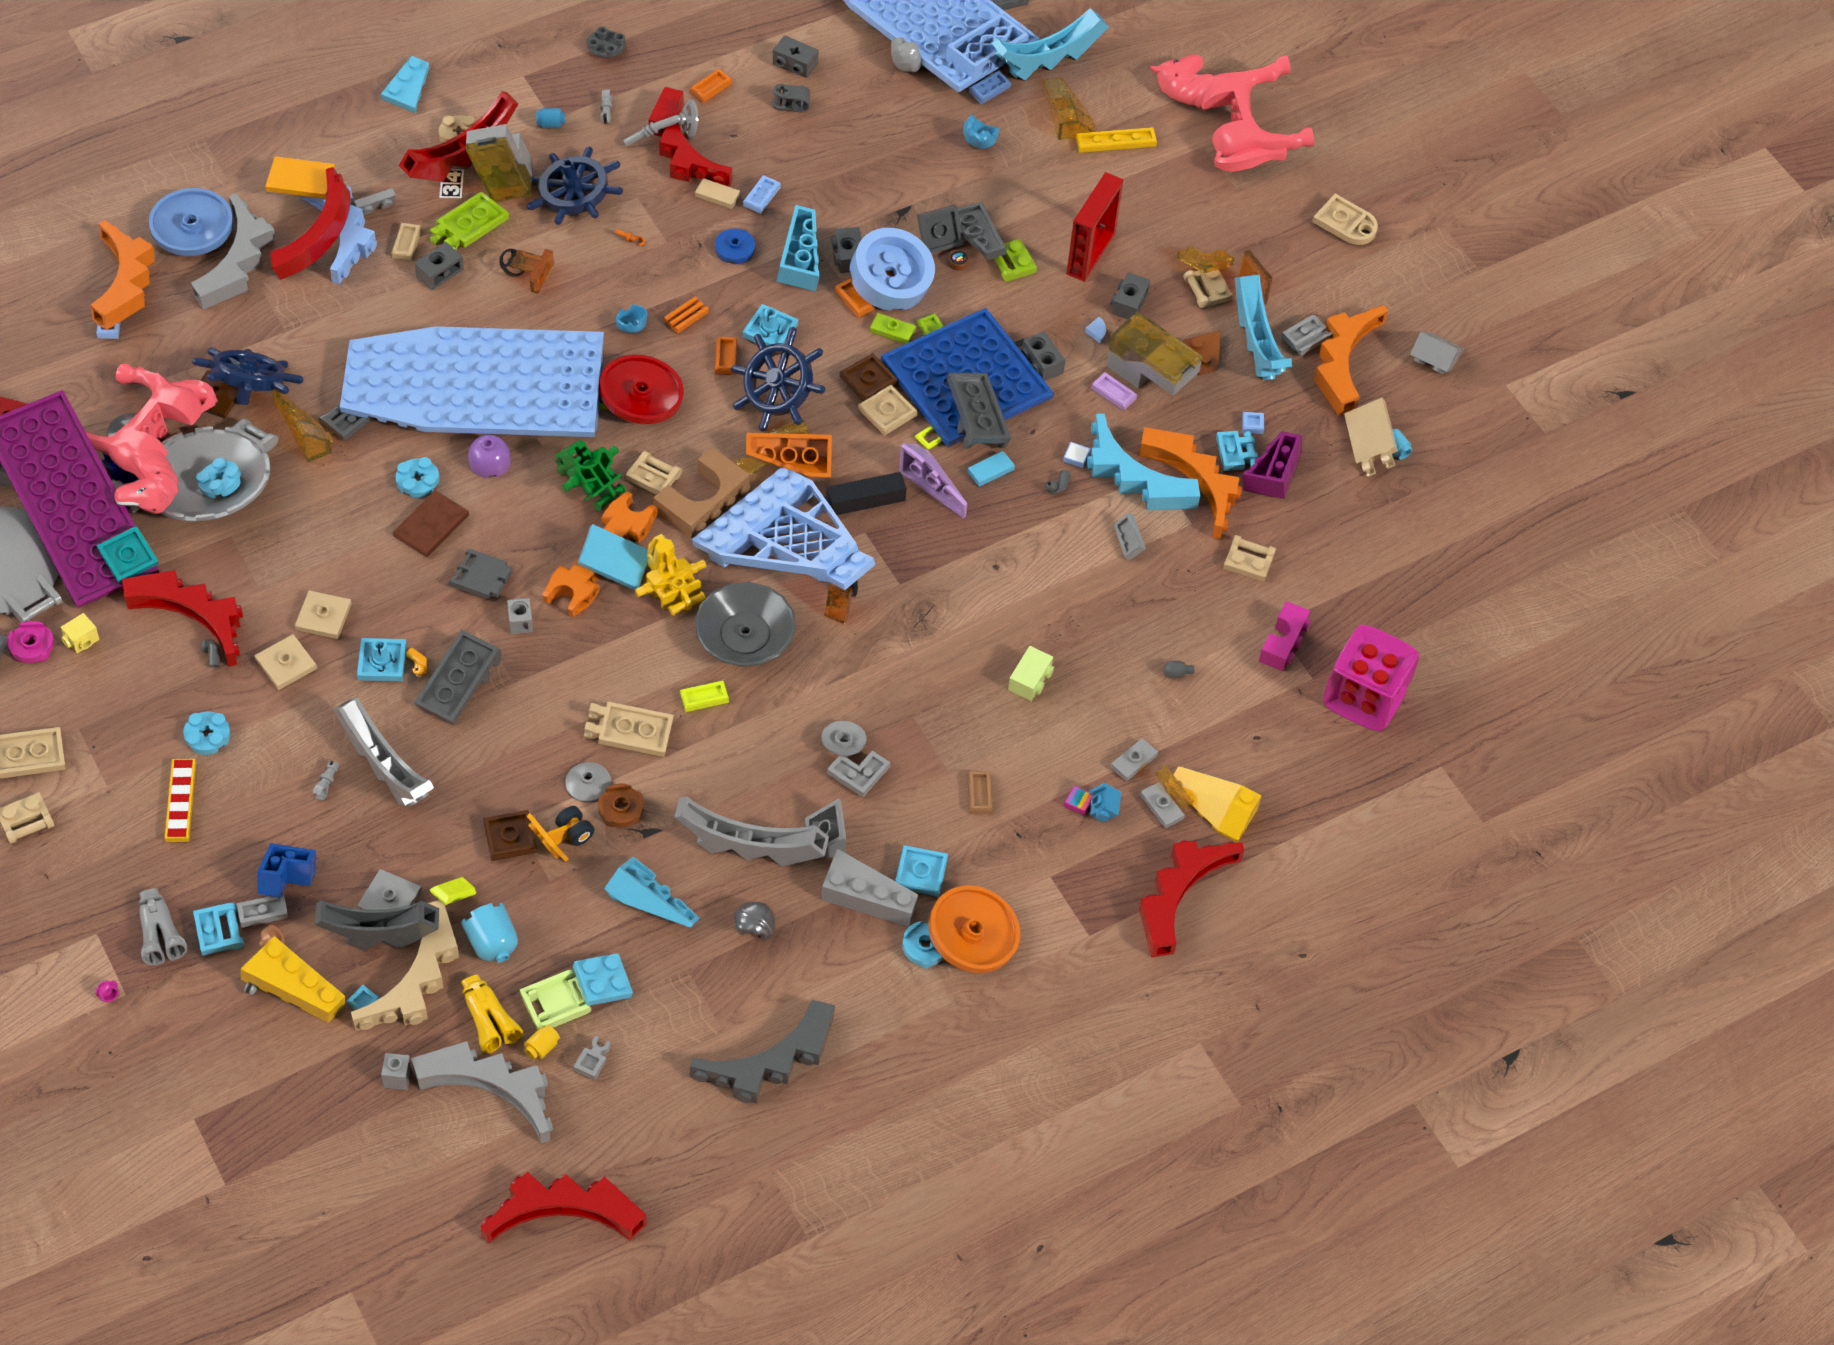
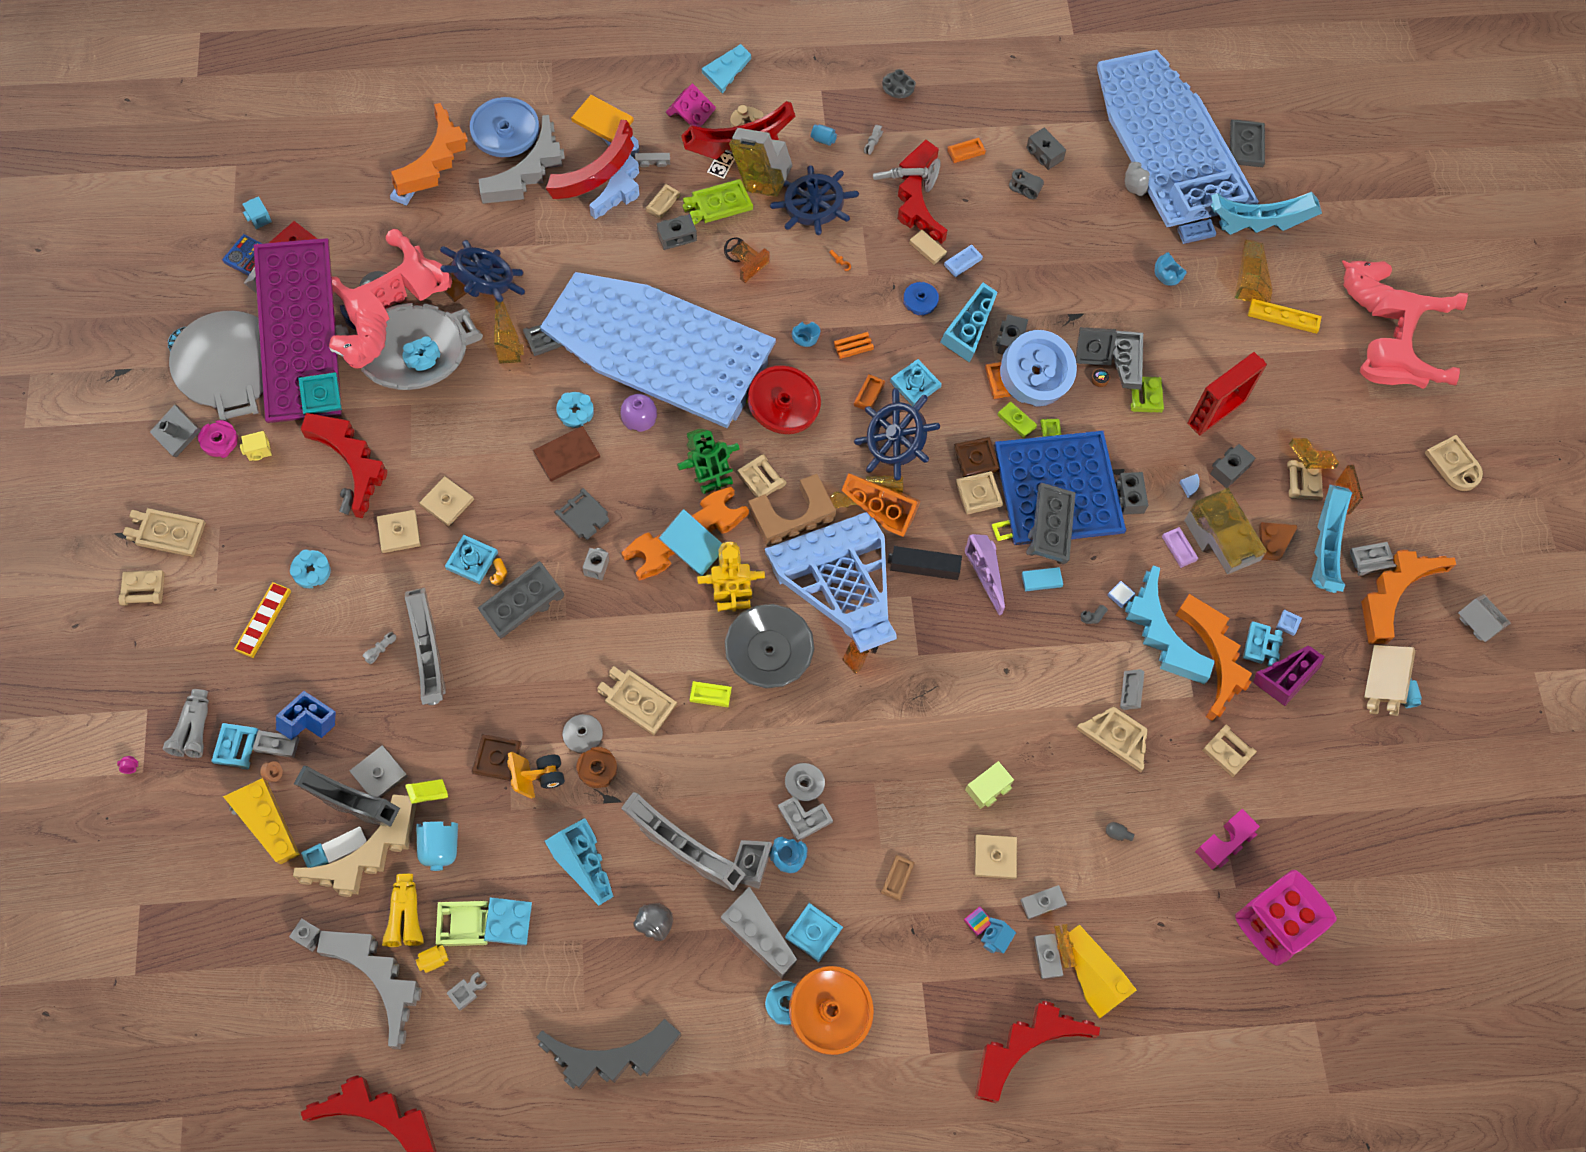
camera: 25 degrees right, 10 degrees up
(389, 134) = (692, 106): none -> dark pink bracket
(389, 976) = (344, 845): none -> white tile
(862, 809) = (788, 854): none -> dark azure hair
(1068, 736) = (996, 856): none -> tan plate
(1135, 583) = (1118, 735): none -> tan wing

